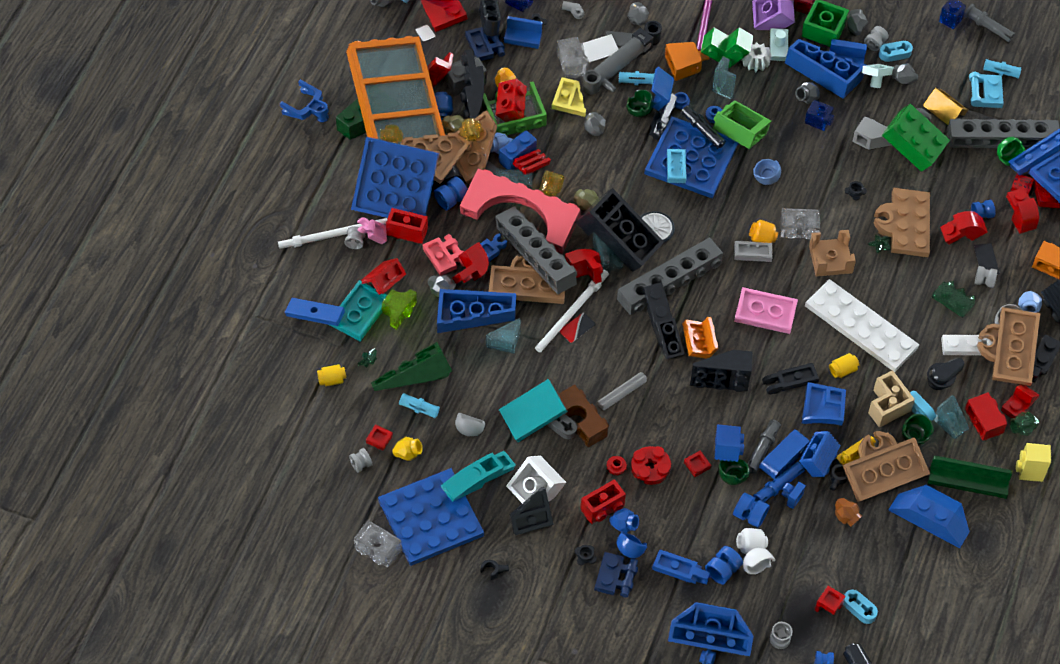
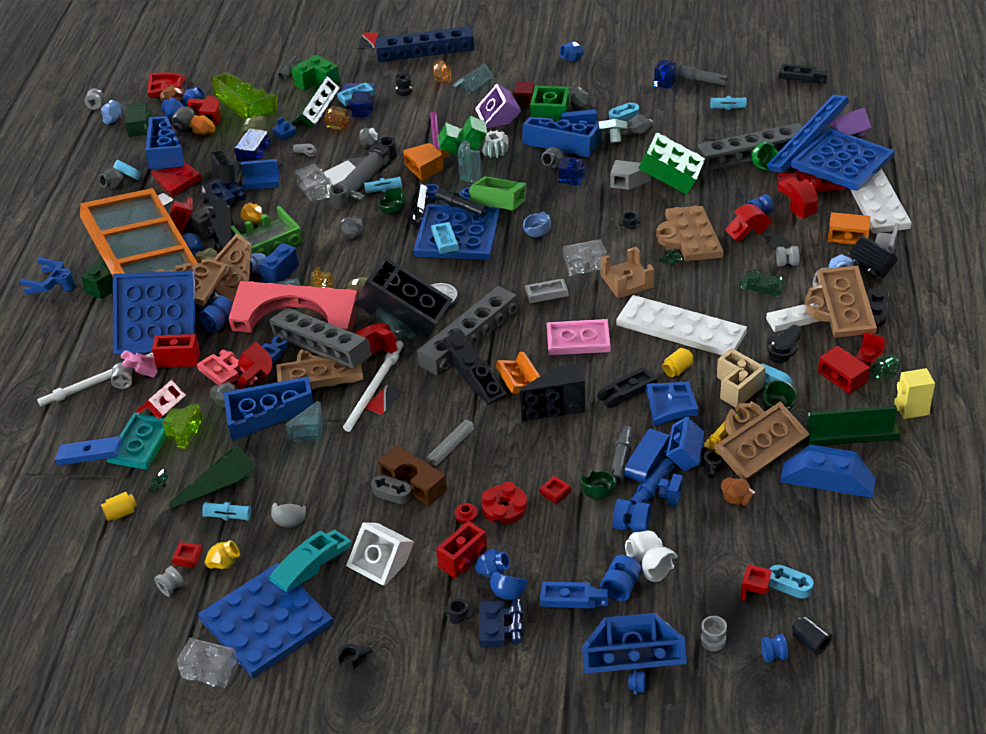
camera: 10 degrees left, 15 degrees down
(391, 134) = (140, 266): clear yellow gear -> none
(471, 129) = (224, 251): clear yellow gear -> none
(511, 100) = (260, 222): red brick -> none
(529, 160) = (295, 270): red tile -> none
(532, 513) = (383, 582): black wing -> none
(533, 410) = (356, 482): teal tile -> none
(569, 98) = (320, 214): light yellow wing -> none
(662, 88) = (412, 183): blue panel -> none
(728, 443) = (583, 457): blue brick -> none
(763, 232) = (551, 270): light orange head -> none
(778, 44) = (512, 130): light aqua tile -> none
(876, 38) = (603, 106): light grey wheel -> none
(944, 106) = (688, 138): panel -> none
(951, 417) = (808, 379): clear light blue slope -> none
(991, 90) = (725, 119): medium azure plate -> none

